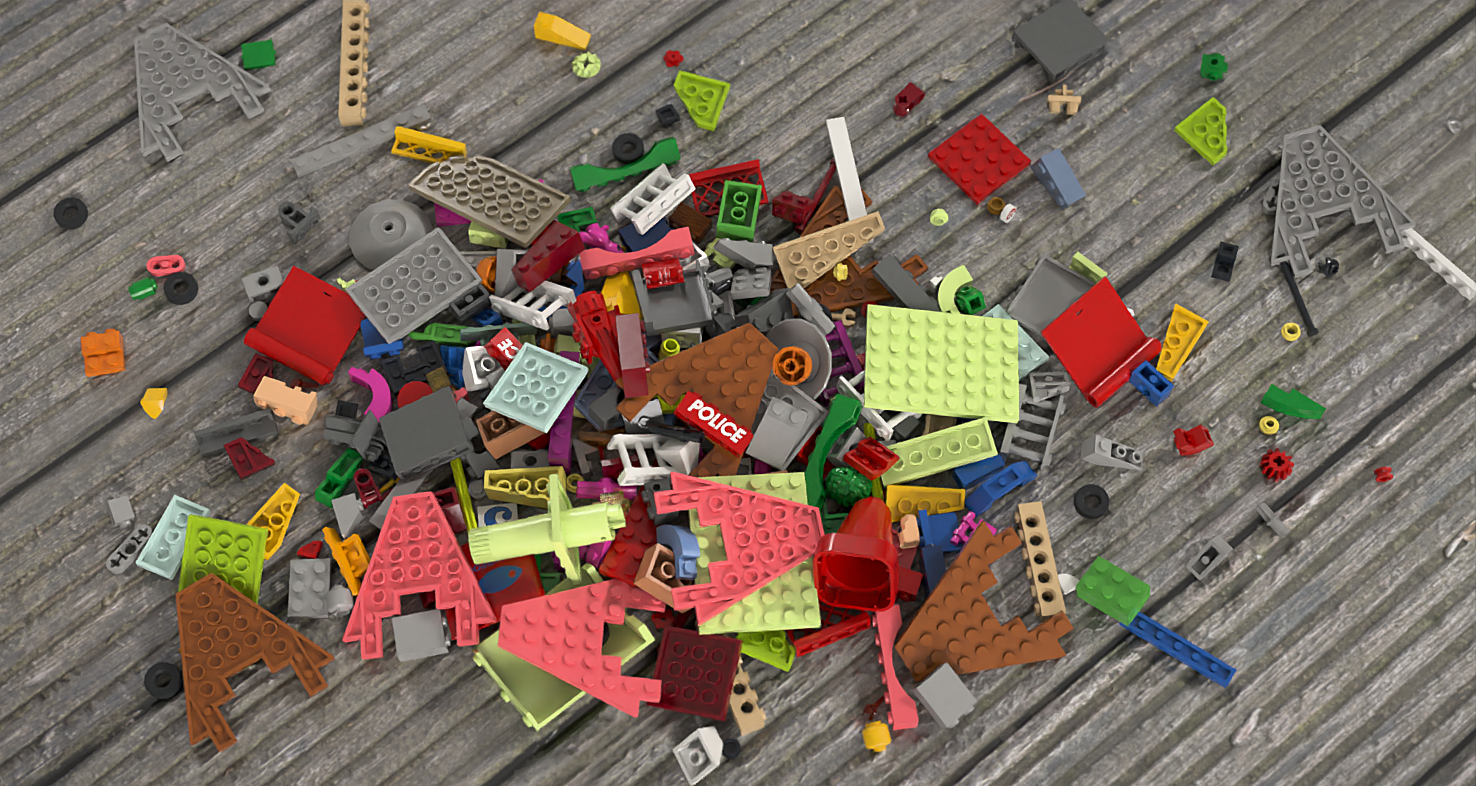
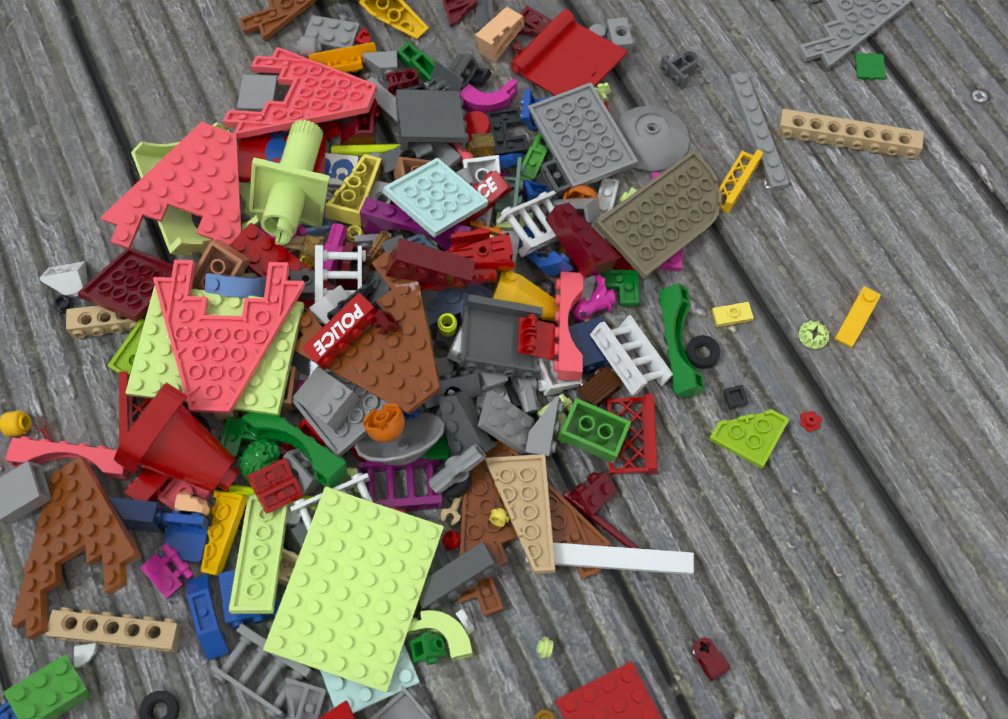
camera: 105 degrees right, 0 degrees up
(581, 131) = (732, 314): none -> light yellow plate
(696, 381) = (387, 322): none -> dark red tile

